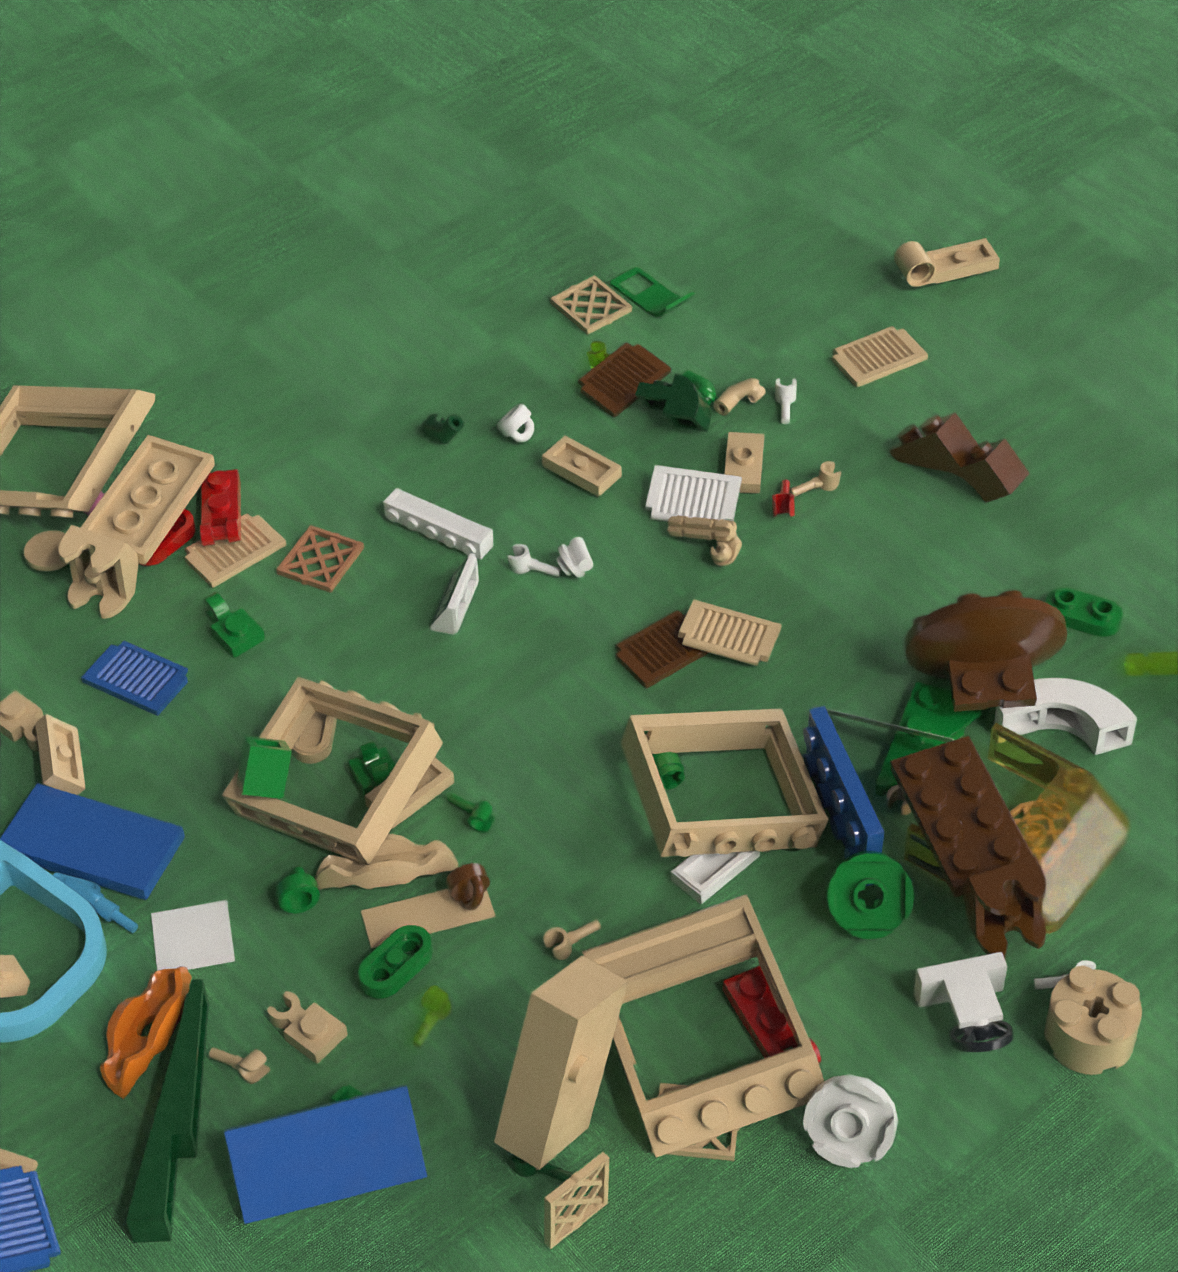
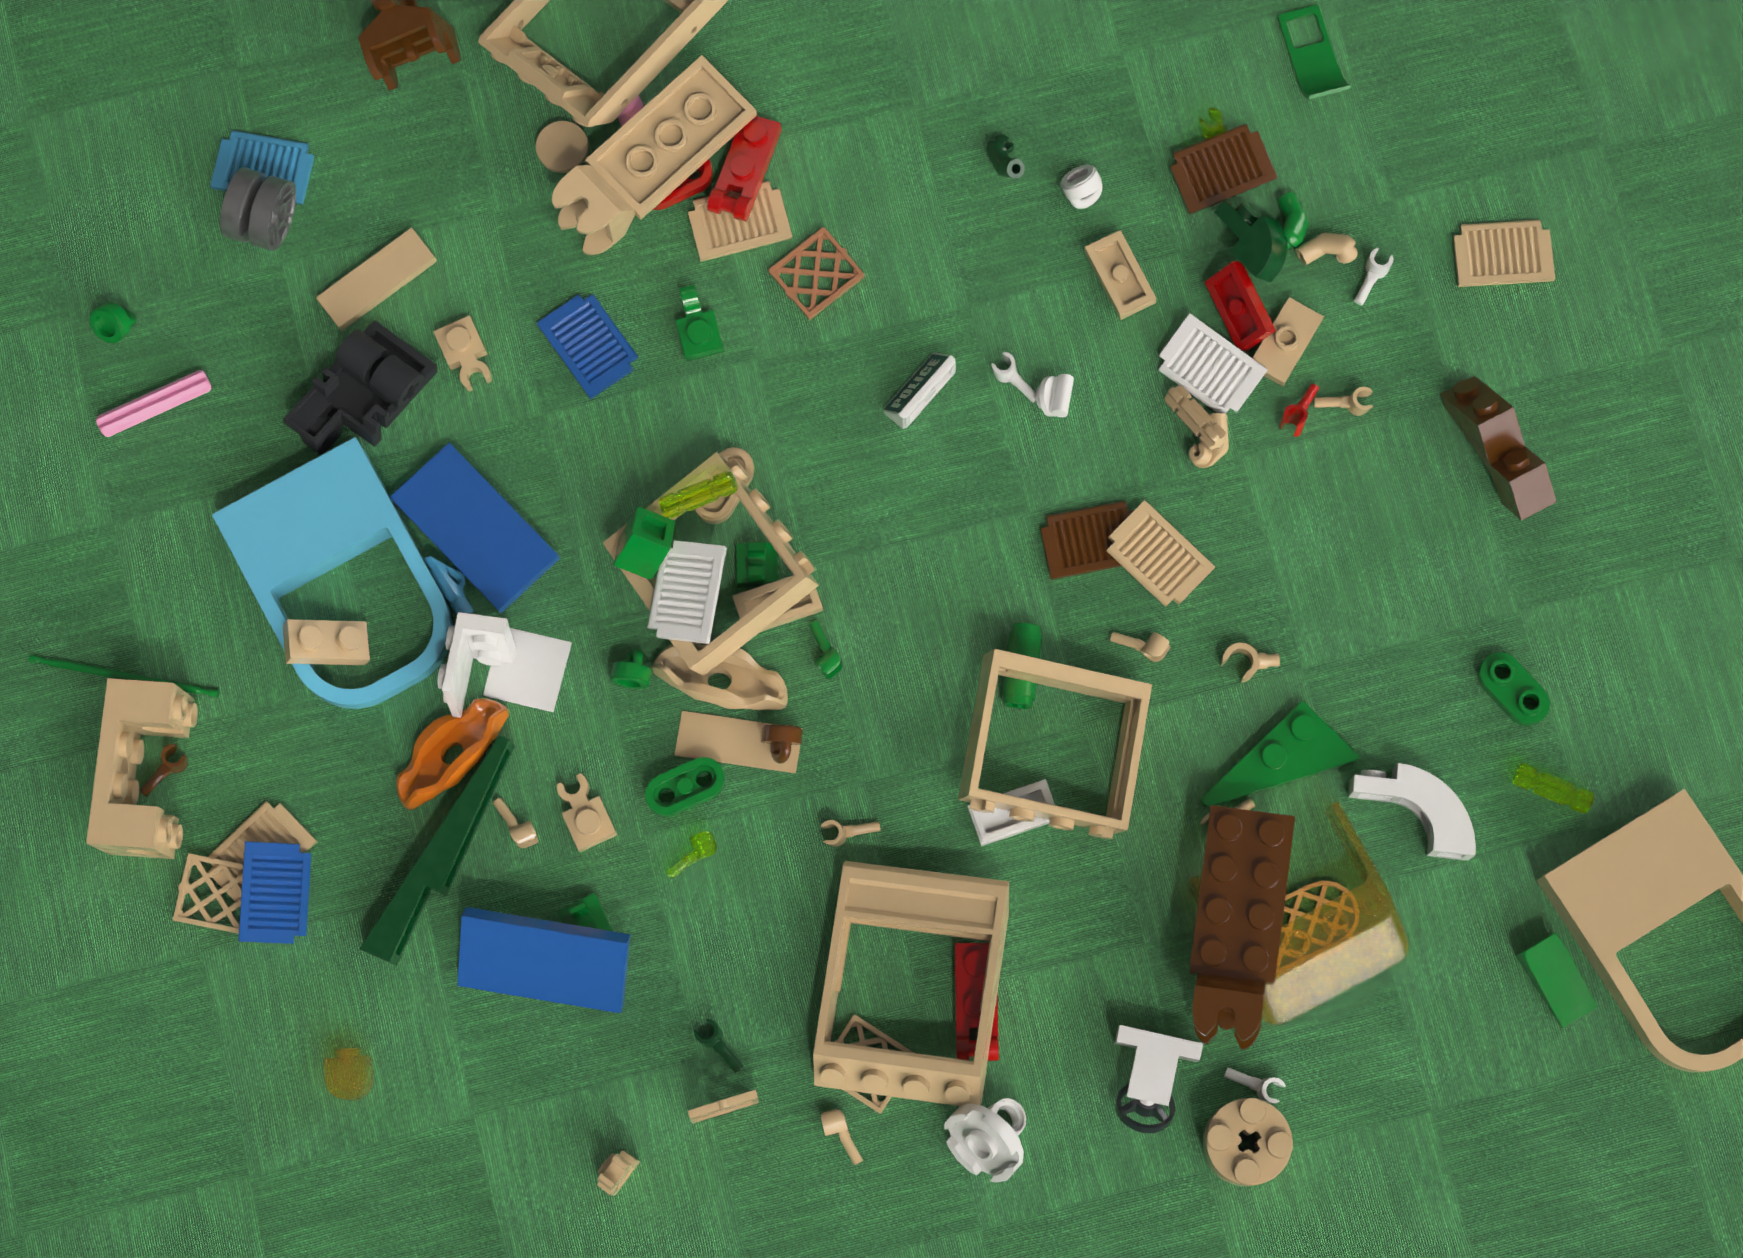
camera: 30 degrees right, 30 degrees up
(60, 755) = (481, 417): tan plate -> none
(141, 918) = (472, 637): none -> white bracket
(297, 709) = (698, 494): none -> clear neon green axle
(322, 788) = (687, 592): none -> white window
(438, 523) = (945, 285): white piece -> none
(560, 1061) = (756, 994): tan brick -> none
(577, 290) = (1249, 69): tan window -> none
(692, 447) = (1240, 306): none -> red plate
(696, 1179) = (835, 1122): none -> tan hand
(765, 698) = (1153, 649): none -> tan hand
(840, 787) = (1154, 795): blue piece -> none
(853, 670) = (1258, 660): none -> tan piece
(886, 876) = (1127, 905): green plate -> none
(889, 726) = (1242, 752): sticker -> none
(945, 263) = (1645, 160): tan plate -> none
(987, 647) = (1366, 736): reddish brown bracket -> none

